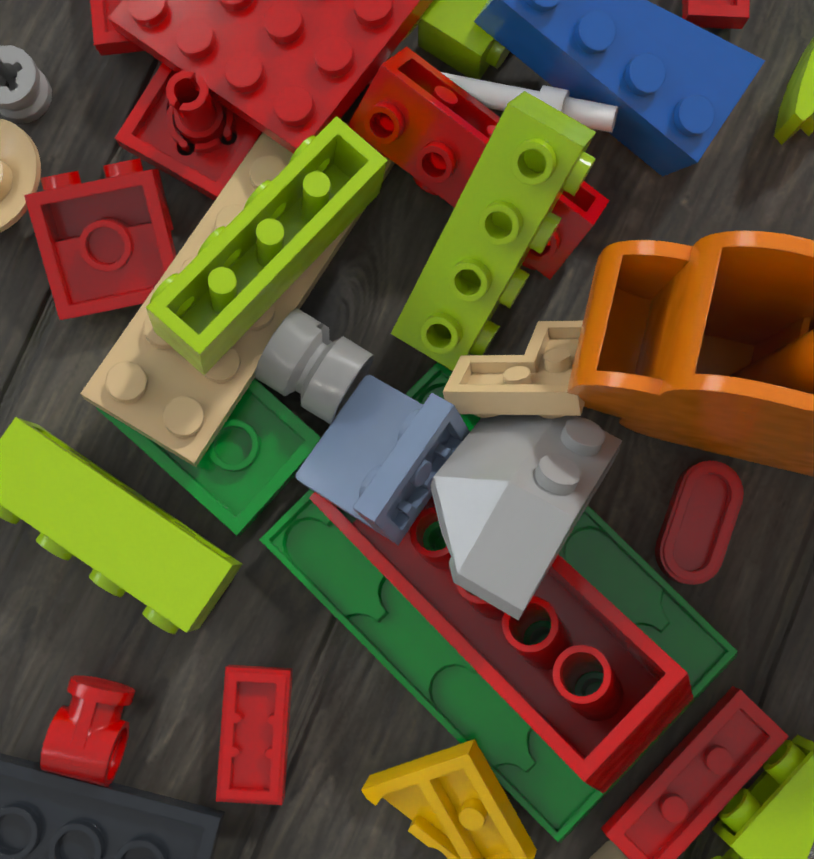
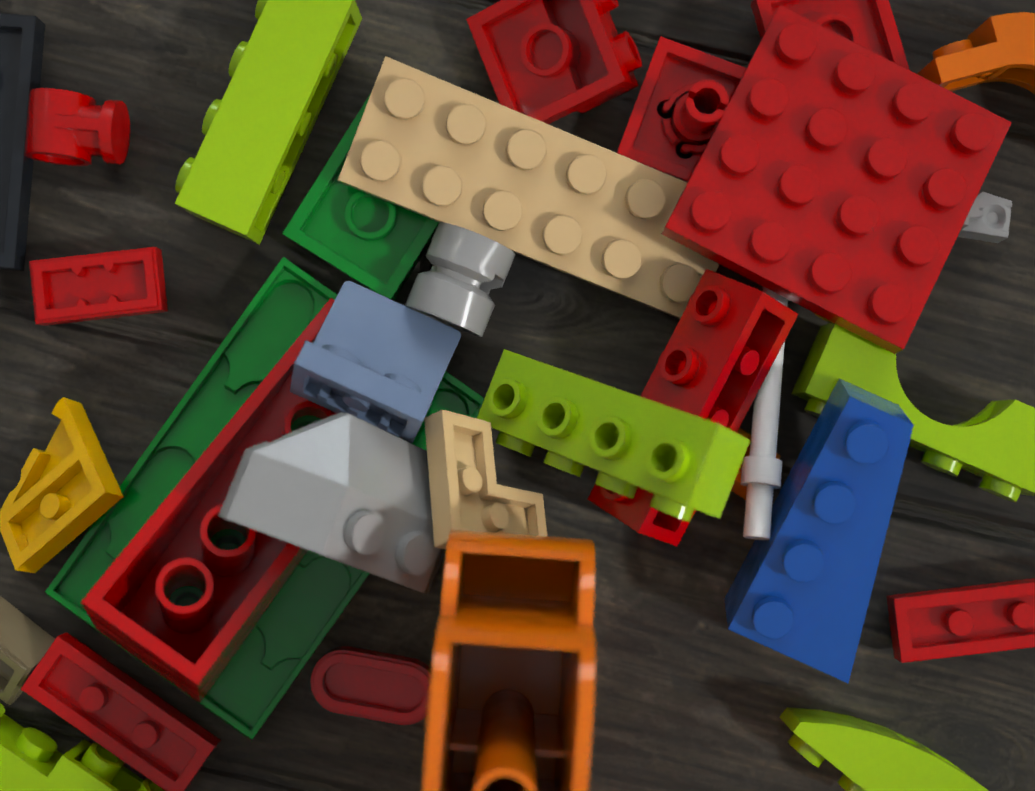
camera: 80 degrees right, 5 degrees up
(266, 245) = (557, 212): lime brick -> none

